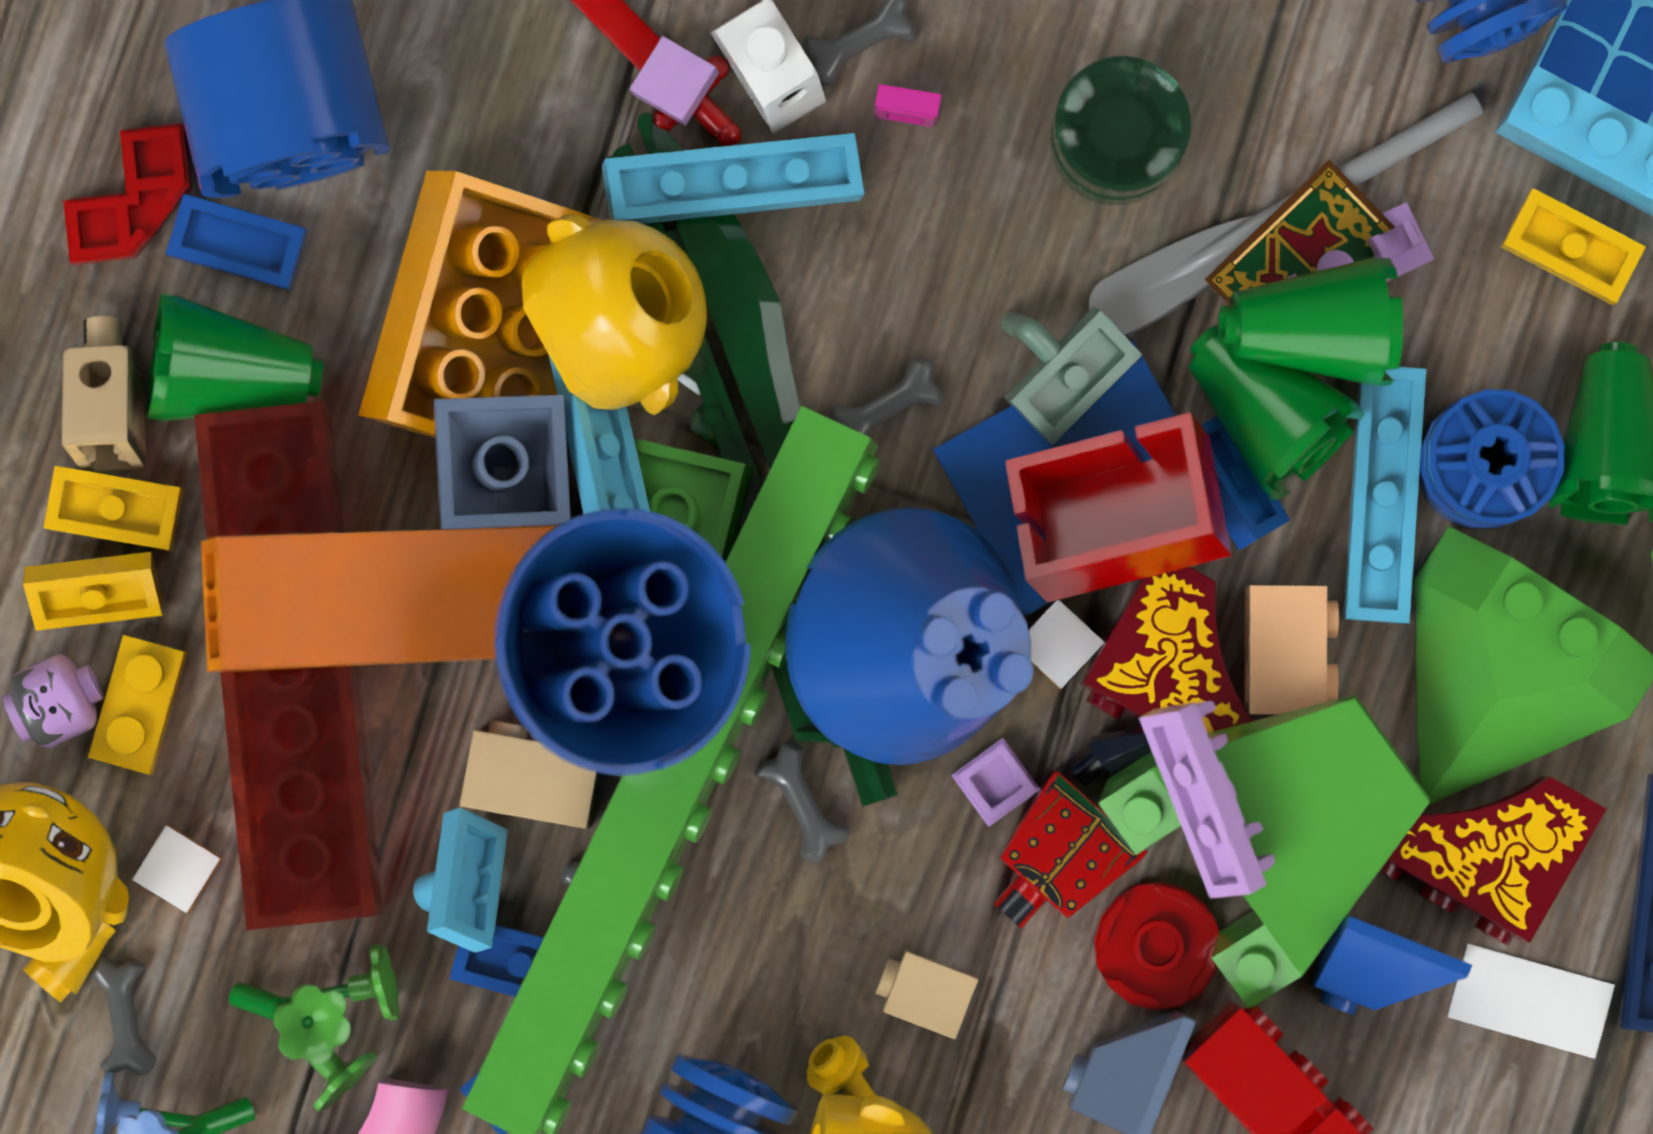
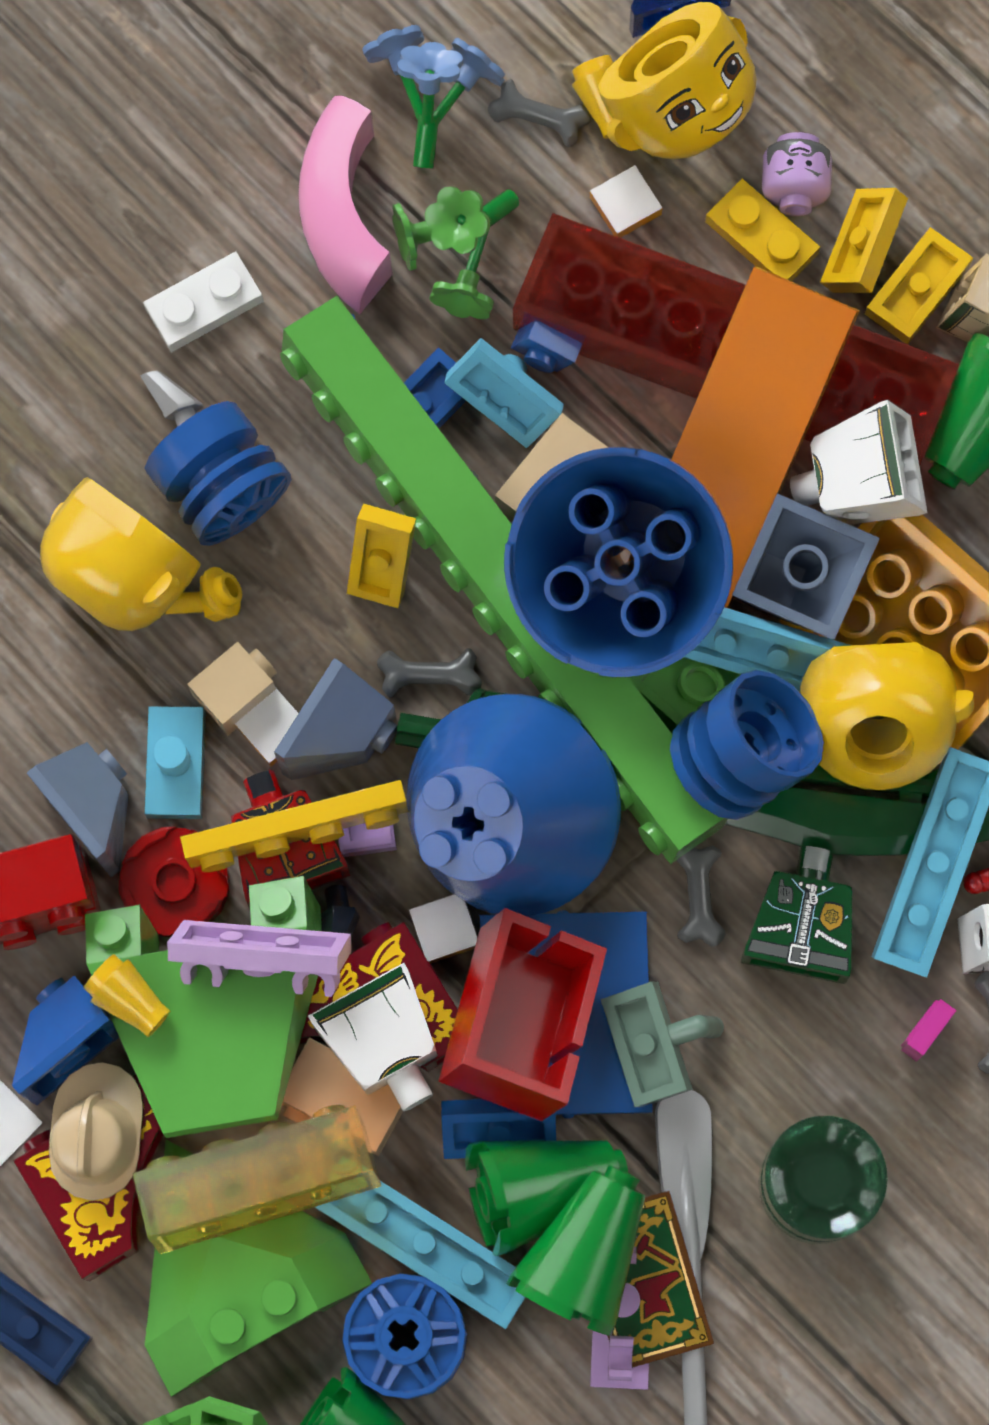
camera: 120 degrees right, 10 degrees down
(369, 451) = (865, 468): none -> white torso
(392, 864) = (545, 347): none -> blue plate
(712, 913) = (380, 555): none -> yellow plate
(730, 421) = (746, 745): none -> blue wheel
(863, 283) = (804, 922): none -> torso
(914, 858) = (336, 726): none -> sand blue slope
(945, 931) = (267, 725): none -> white tile
(1035, 1013) = (175, 763): none -> medium azure tile
(1070, 860) = (273, 832): none -> yellow plate
(1216, 637) = (381, 1036): none -> white torso
(1317, 912) = (126, 995): none -> yellow cone
(1423, 684) = (256, 1178): none -> clear yellow brick
(1456, 875) = (96, 1131): none -> tan piece

